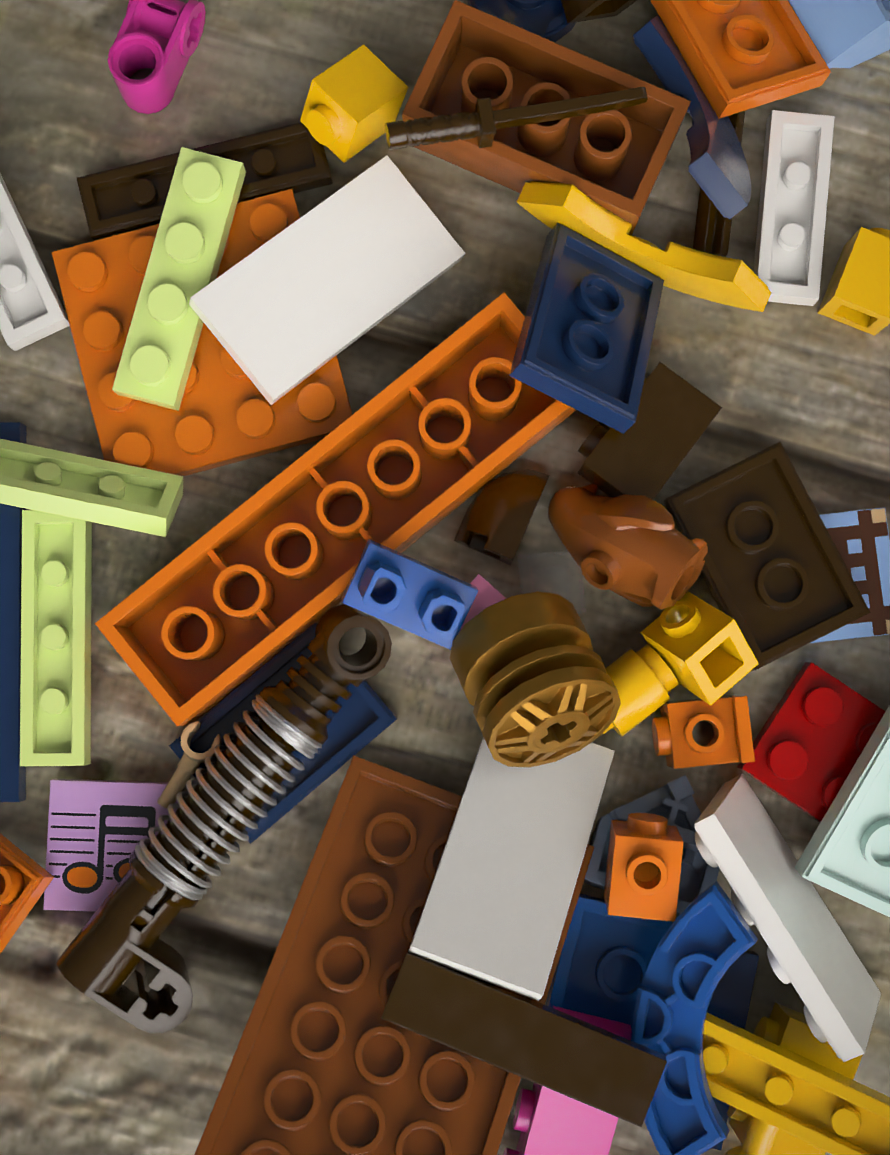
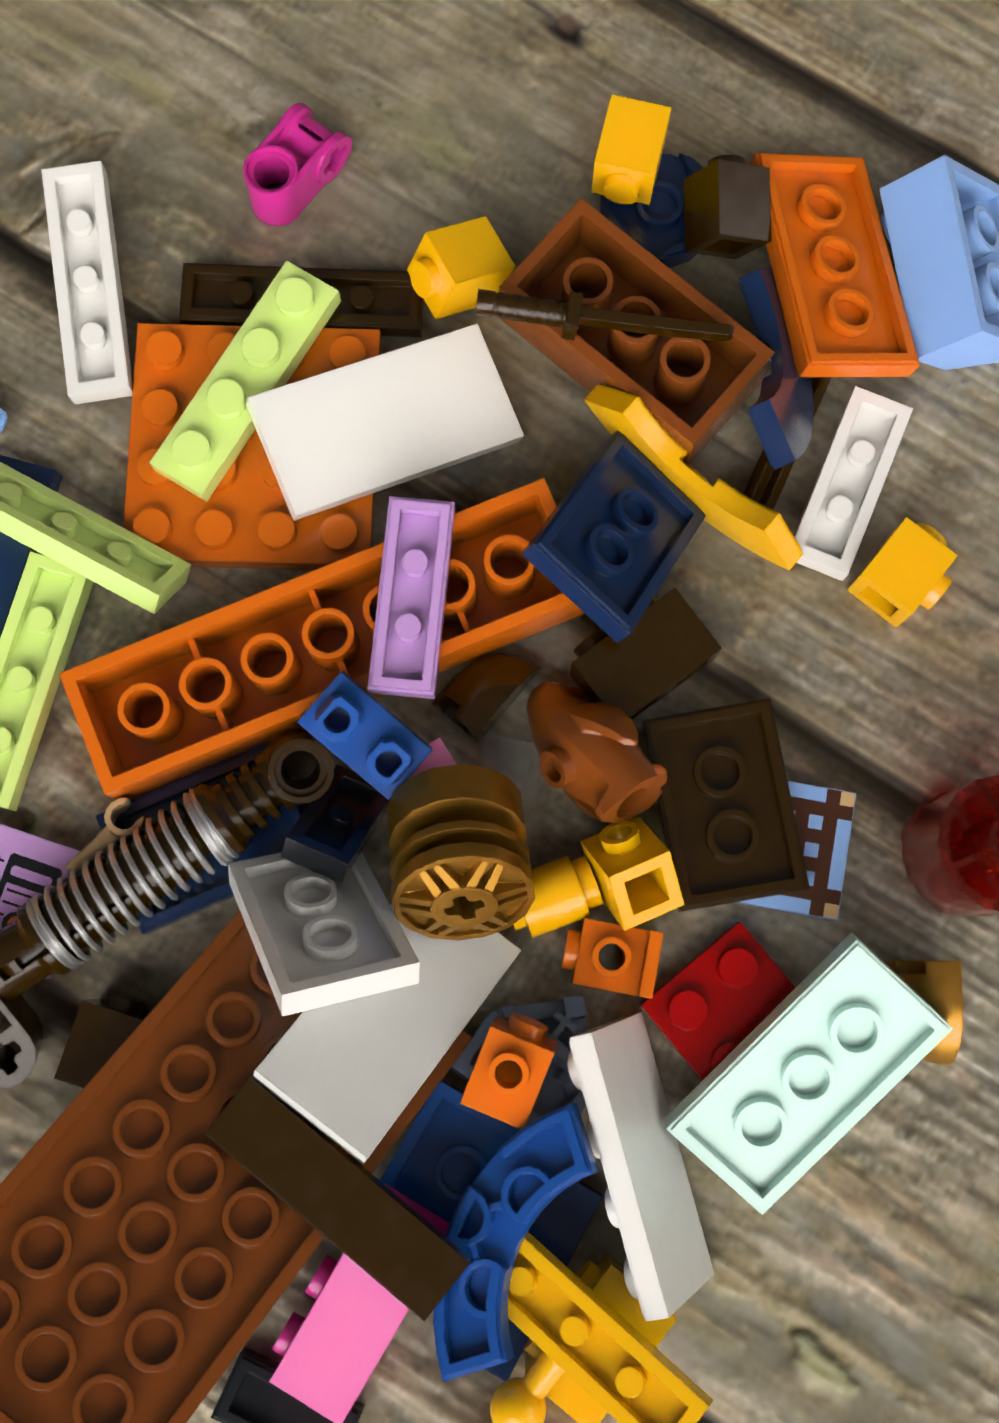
camera: 15 degrees right, 5 degrees down
(245, 953) = (97, 1034): none -> dark brown brick
(407, 689) = (336, 826): none -> black plate
(414, 448) = (411, 597): none -> lavender tile
(426, 789) = (321, 936): none -> white plate

